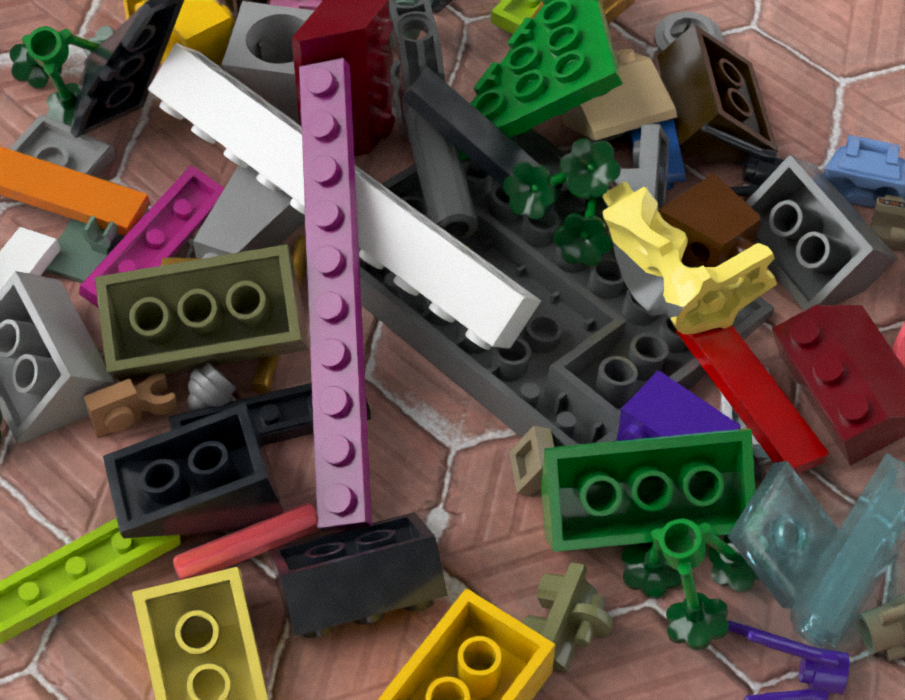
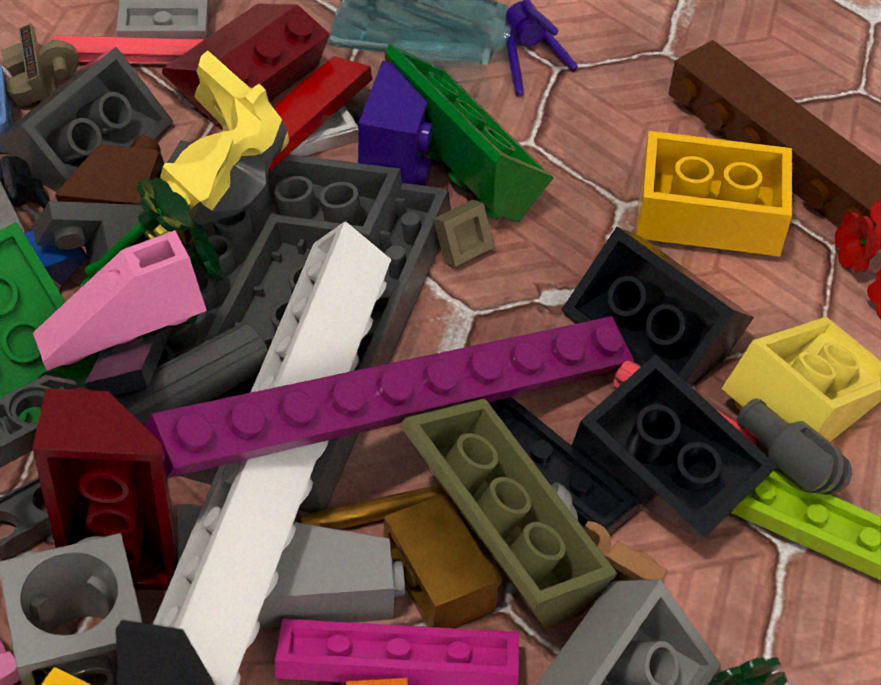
camera: 120 degrees left, 5 degrees down
(140, 565) = (797, 450): none -> dark grey arm
(503, 127) = (127, 298): none -> bright pink slope
(574, 613) = (595, 162): olive hips -> none
(670, 561) = (534, 86): dark green plant -> none

